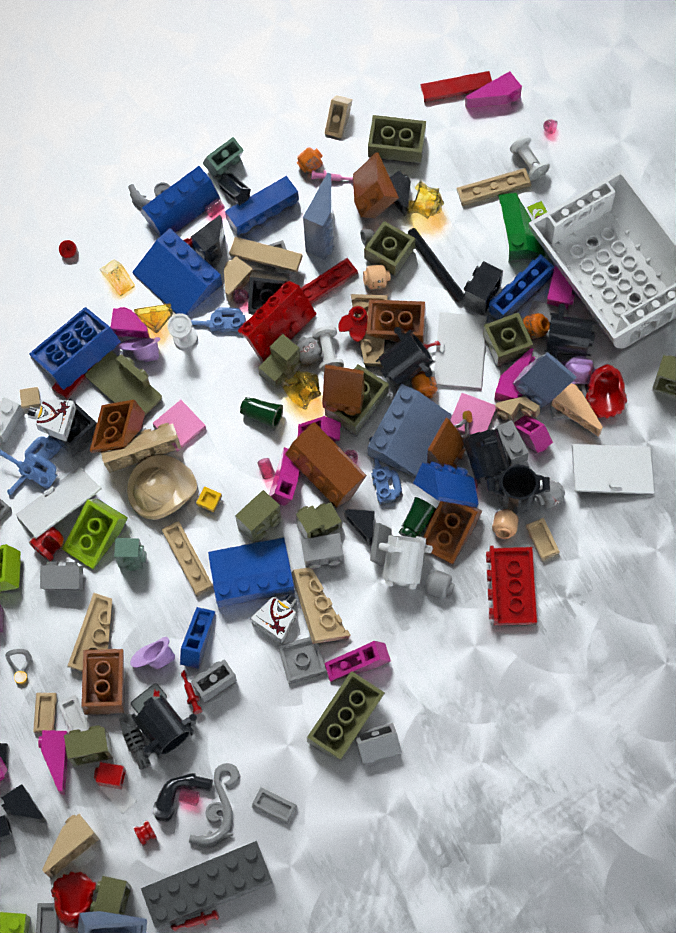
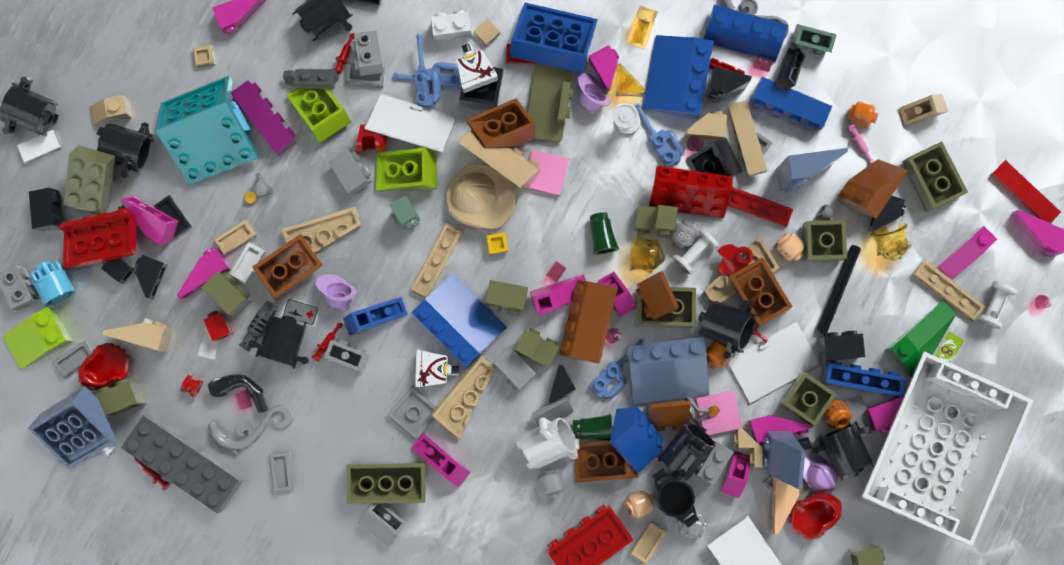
camera: 50 degrees right, 15 degrees up
(473, 153) = (967, 252): none -> dark pink slope

